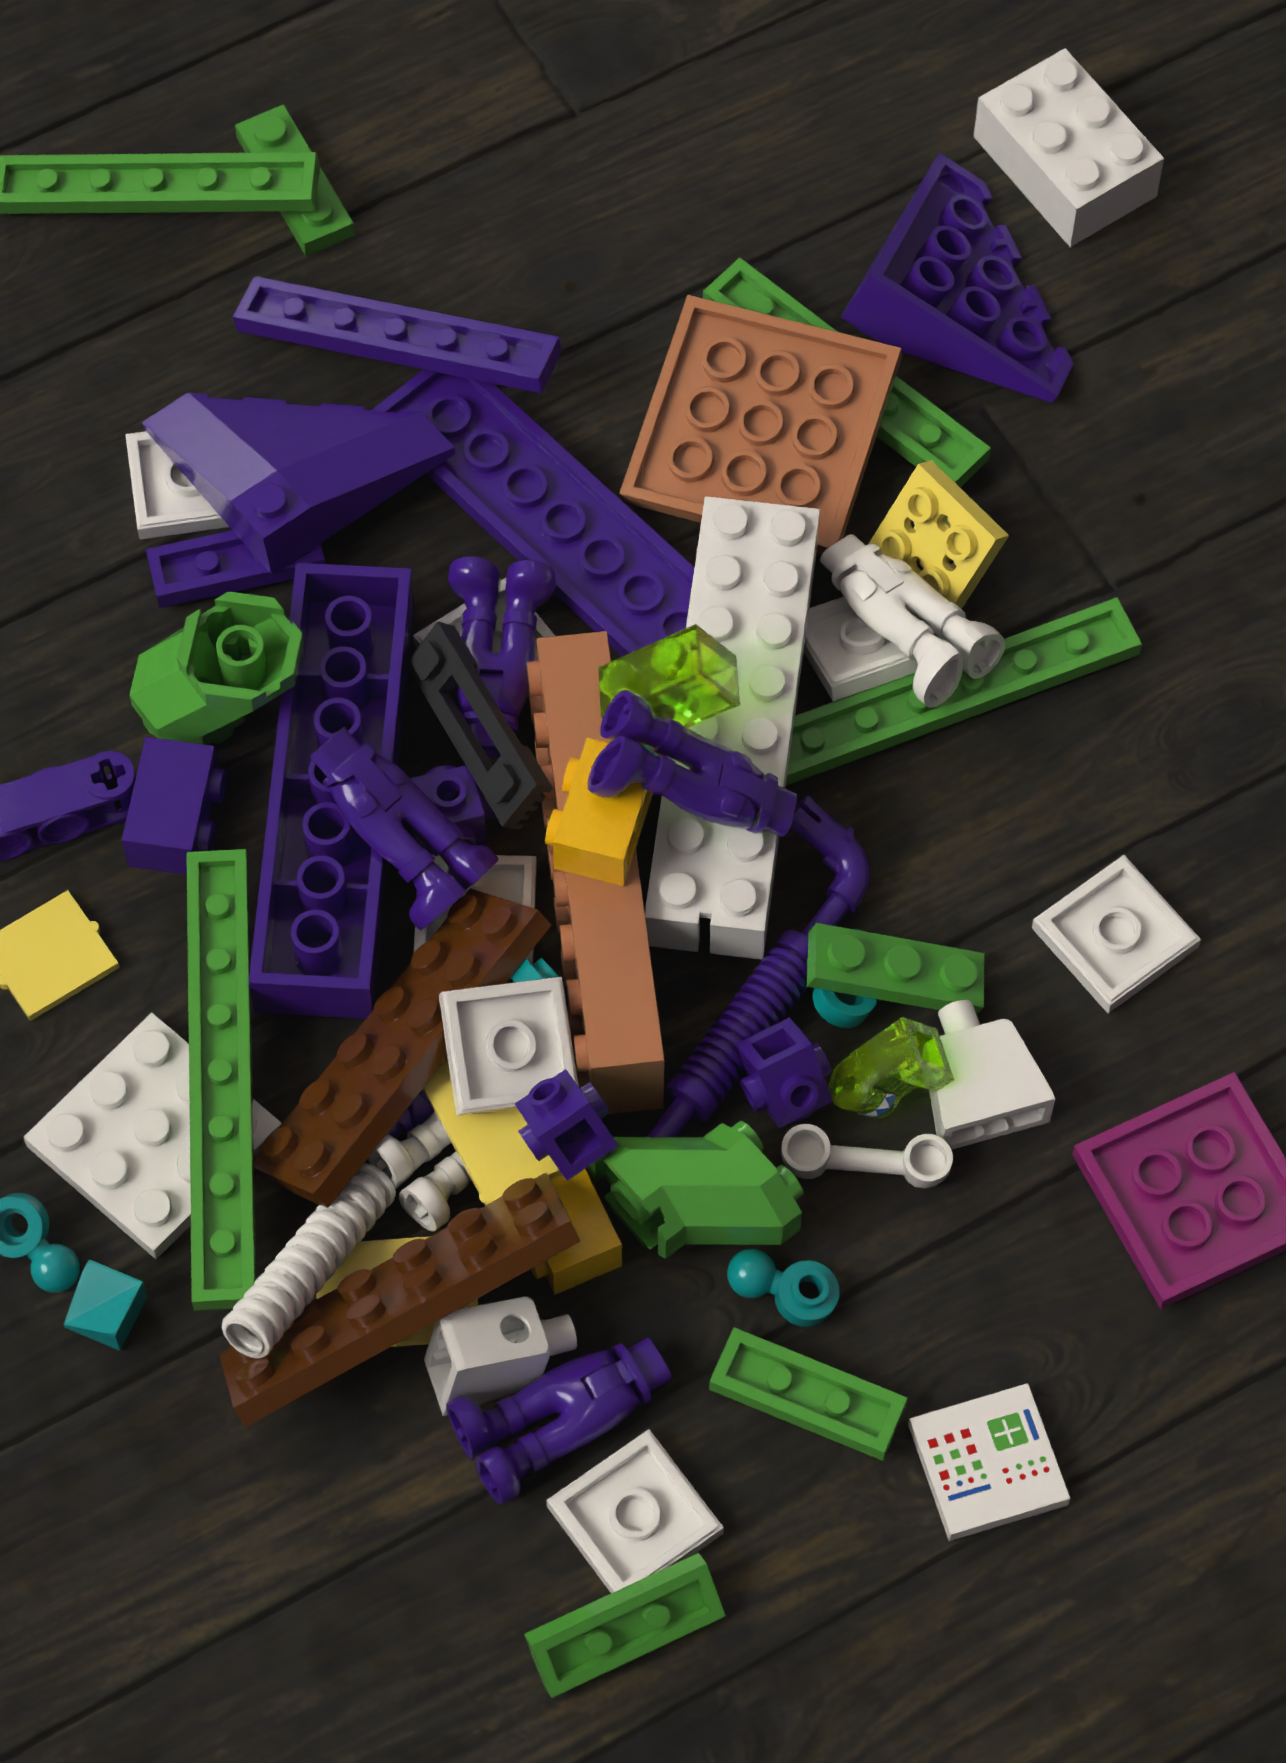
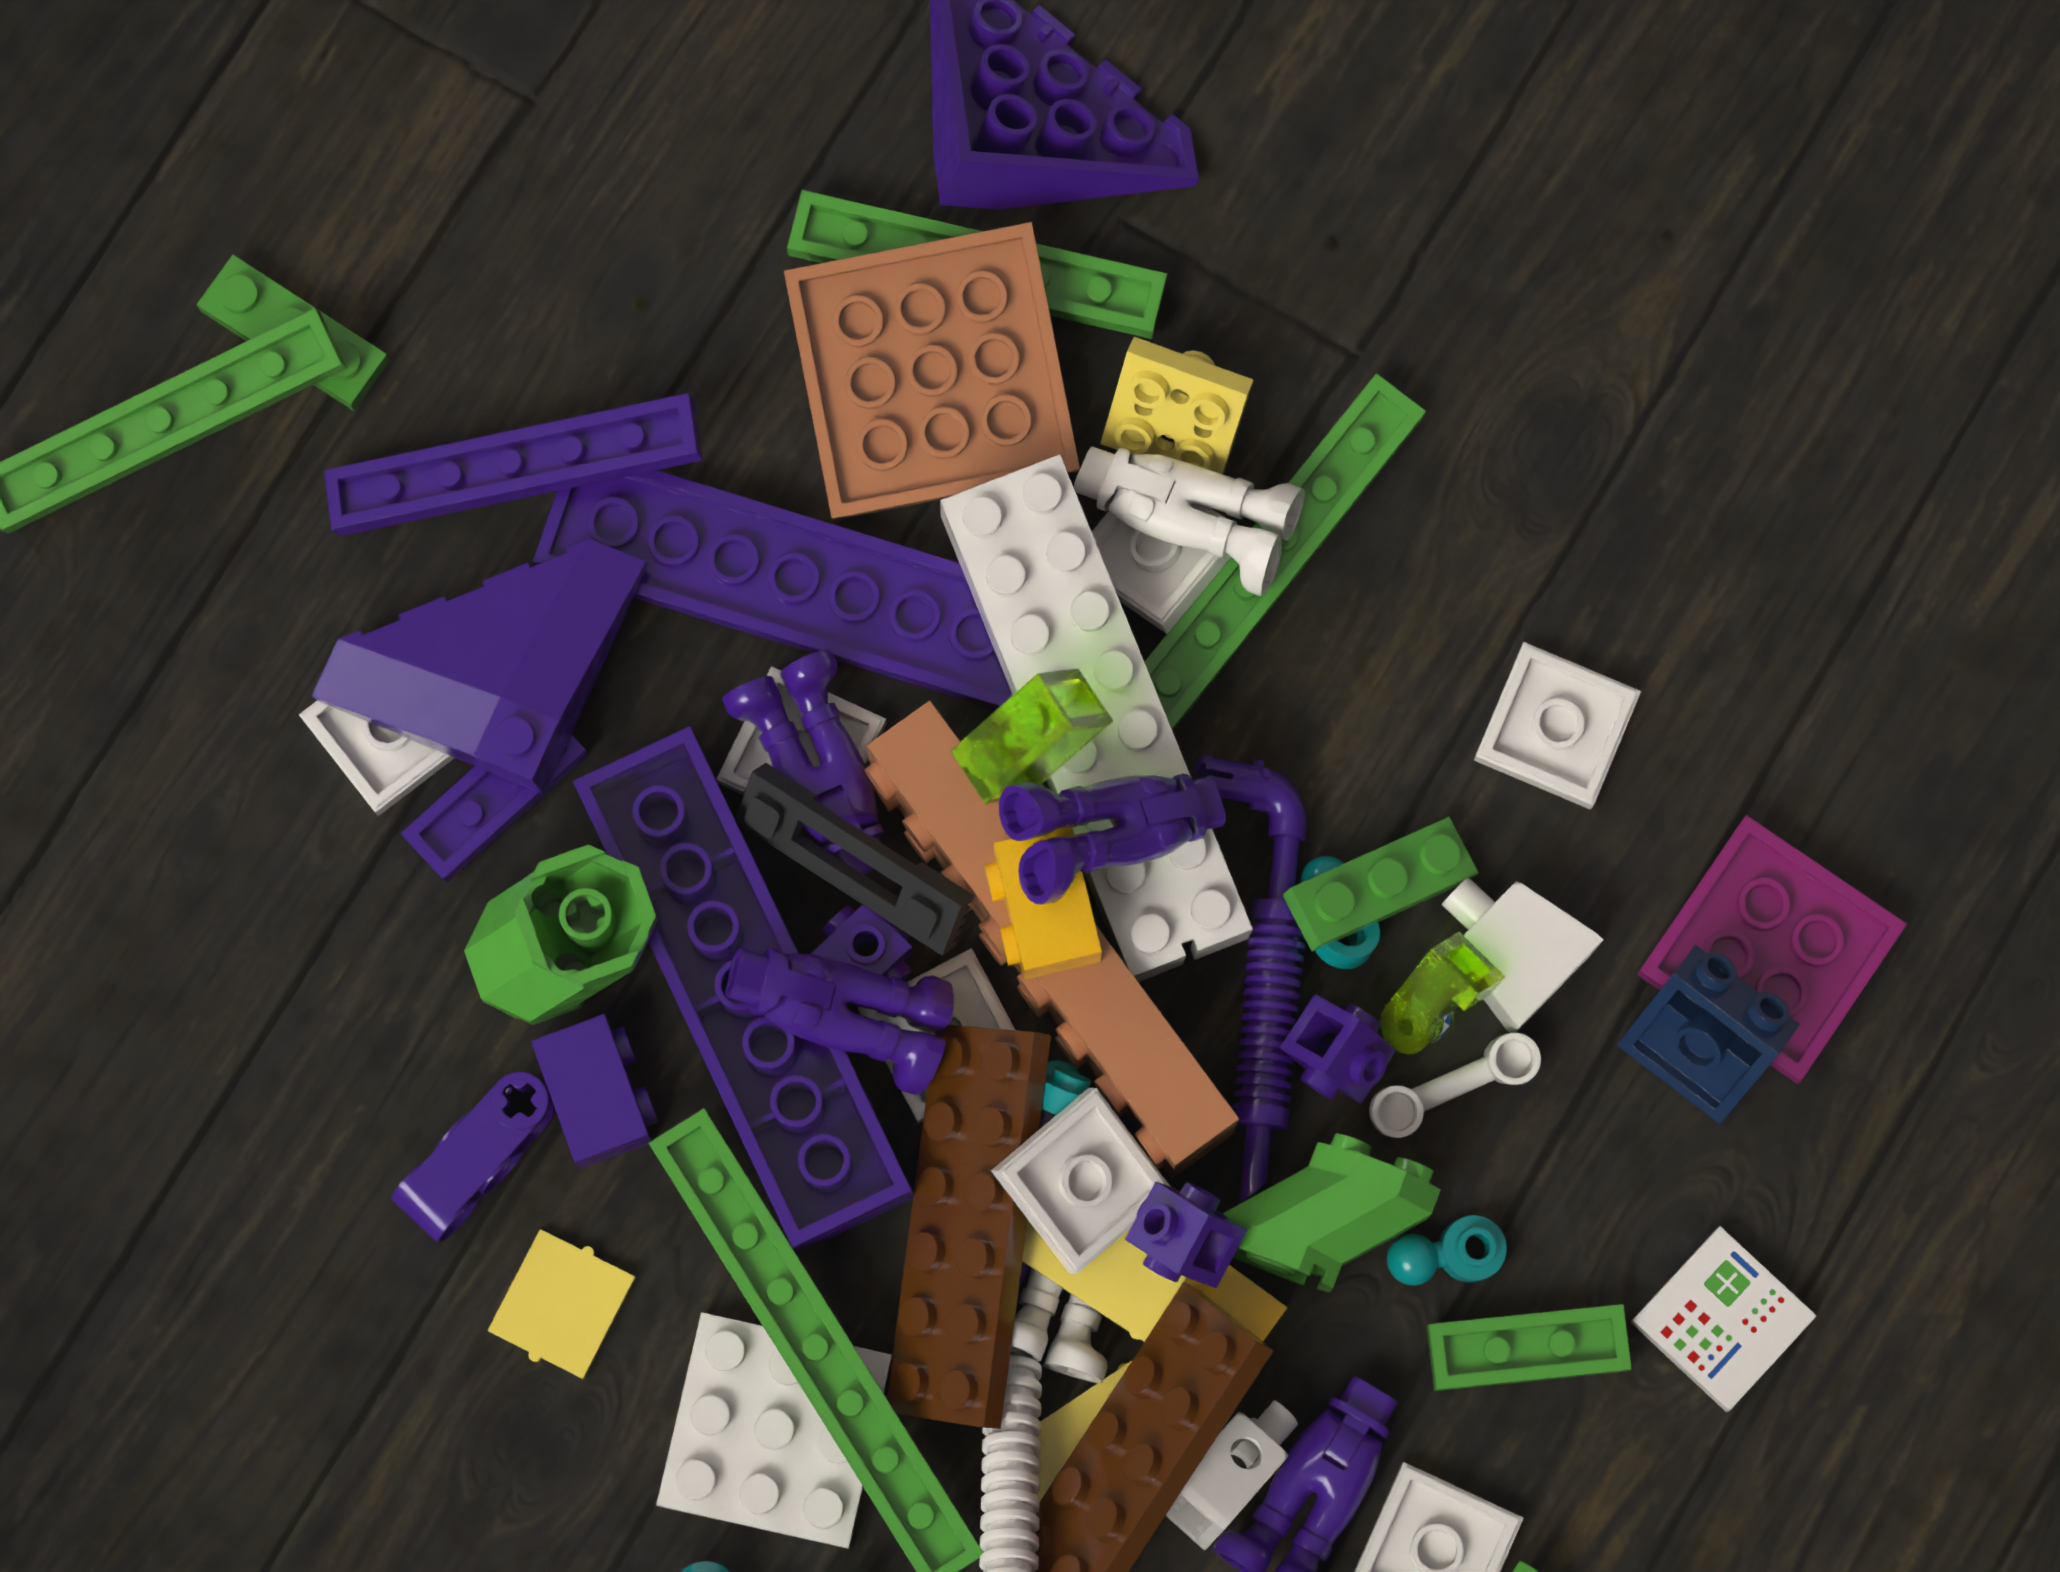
camera: 30 degrees left, 15 degrees up
(1103, 1216) = (1709, 1033): none -> dark blue plate

